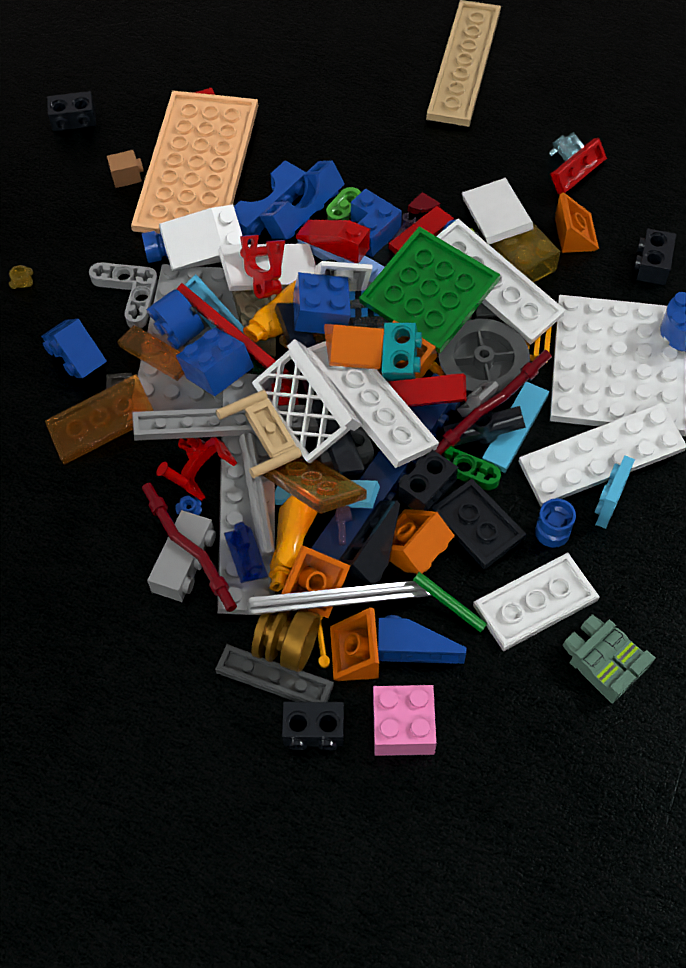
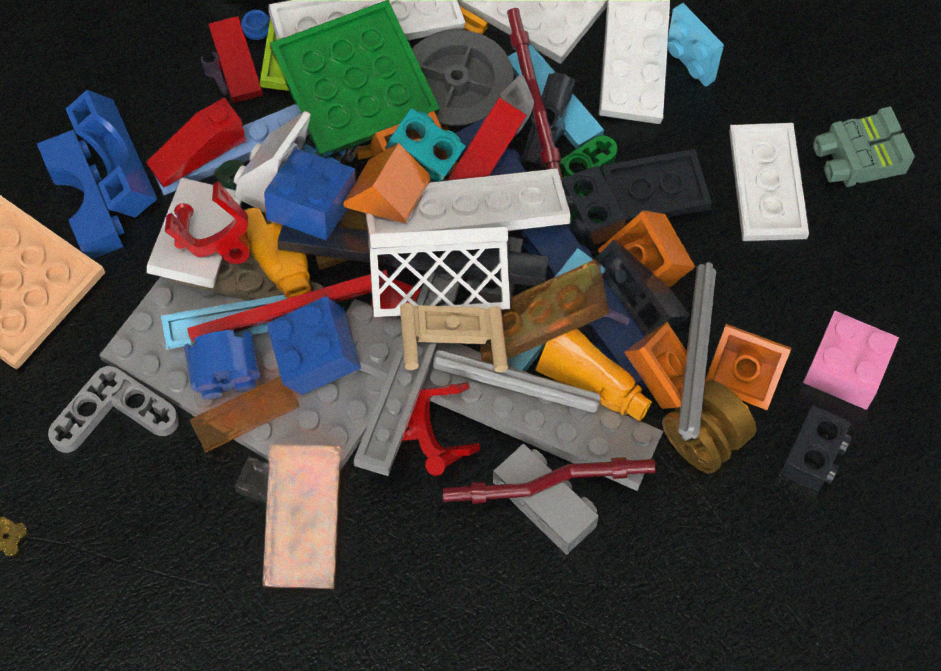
camera: 65 degrees left, 5 degrees up
(75, 347) = (174, 503): blue brick -> none
(154, 246) = (71, 343): blue wheel -> none
(194, 502) = (477, 475): blue plate -> none
(197, 236) = (106, 284): white slope -> none
(245, 553) = (591, 424): clear blue hinge -> none
(273, 677) = (717, 488): dark grey tile -> none
(341, 206) = (144, 119): bright green plate -> none
(377, 215) = (185, 90): blue brick -> none
(409, 642) = (767, 309): blue slope -> none
(422, 204) = (194, 36): dark red tile -> none
(449, 601) = (737, 256): green bar -> none
(555, 522) = (697, 116): blue wheel -> none

